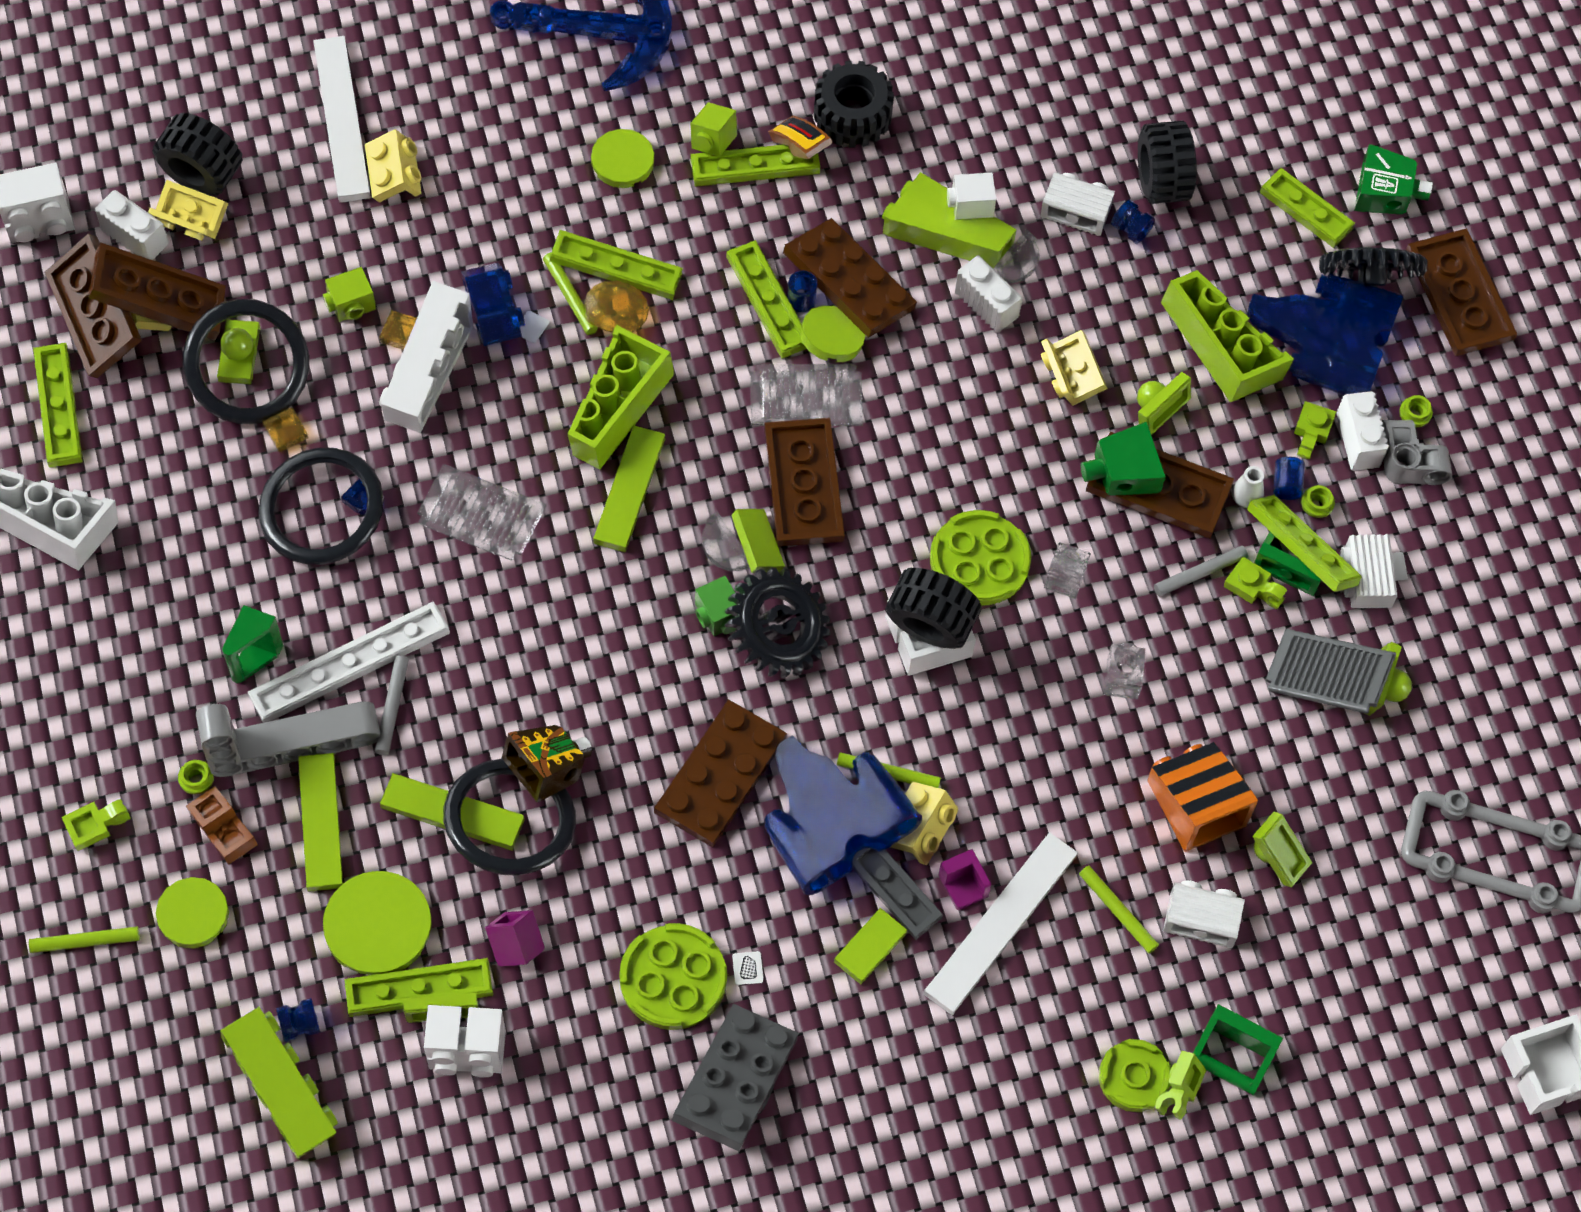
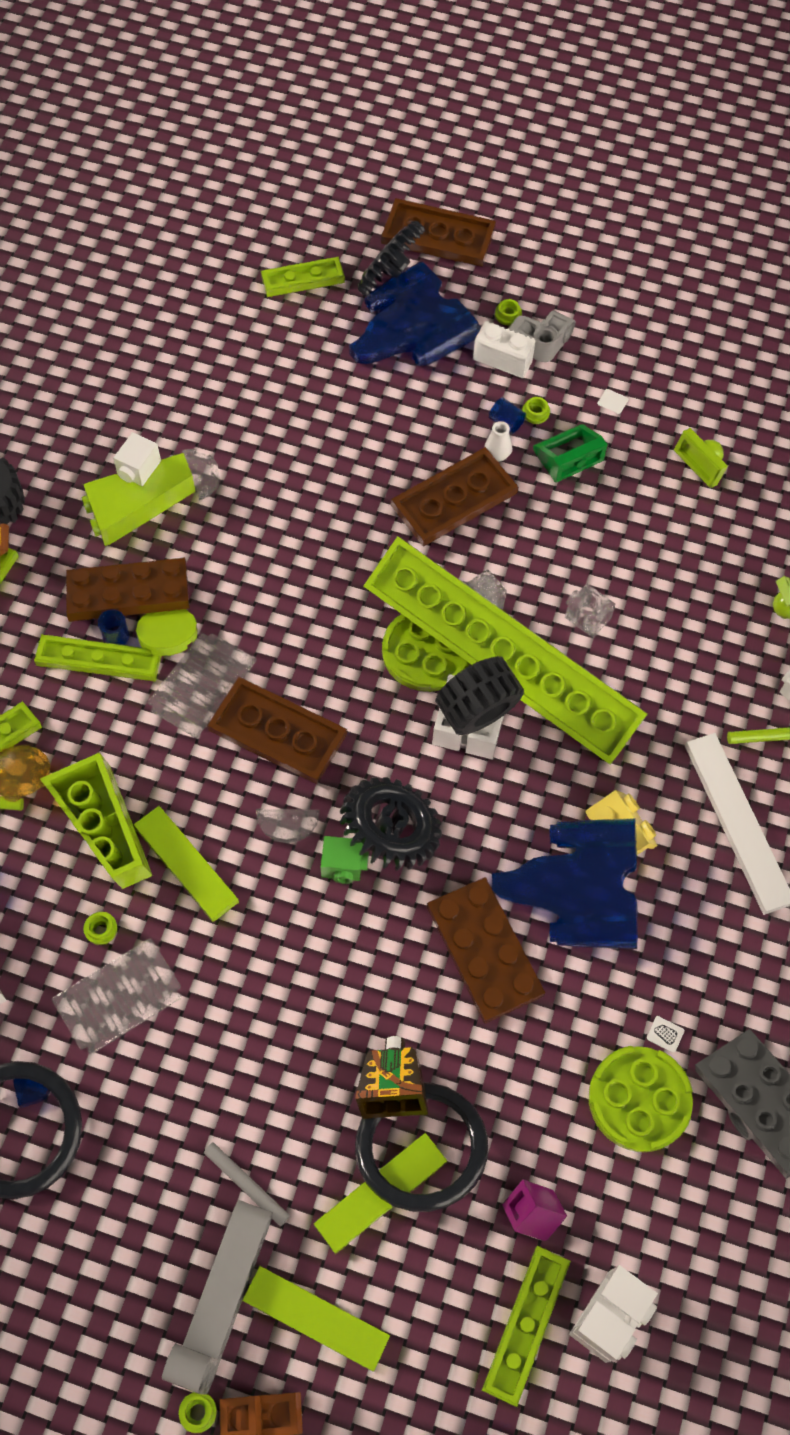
camera: 55 degrees left, 0 degrees up
(256, 638) = (109, 1276): green tile -> none
(348, 662) = (179, 1201): white tile -> none
(377, 923) = (445, 1326): lime tile -> none
(417, 1007) = (562, 1317): lime tile -> none
(526, 451) = (94, 921): none -> lime plate
(757, 539) = (304, 794): lime tile -> none
(870, 946) = (703, 928): lime tile -> none
(896, 891) = (673, 879): dark grey plate -> none
(898, 773) = (571, 815): lime bar -> none
(964, 879) = (690, 824): magenta panel -> none
(988, 294) = (217, 506): white brick -> none
(1017, 618) = (481, 630): none -> lime plate
(1074, 368) = (322, 489): light yellow bracket -> none
(1077, 203) = (189, 405): white brick -> none
(1126, 463) = (431, 501): green torso -> none
(1133, 221) = (232, 381): clear blue wheel -> none
(1162, 402) = (388, 454): lime tile -> none
(1167, 162) = (208, 326): black tyre -> none
(1200, 571) = (538, 515): light grey bar -> none
(1201, 795) = (724, 620): orange slope -> none
(1223, 338) = (369, 383): lime wedge -> none
(1252, 581) = (571, 490): lime plate -> none
(1304, 543) = (569, 435): lime tile -> none
(1313, 426) = (476, 376): lime plate -> none
(1329, 671) = (676, 483): dark grey window -> none
(1374, 562) = (613, 413): white brick -> none
(1388, 182) = (323, 218): green torso -> none

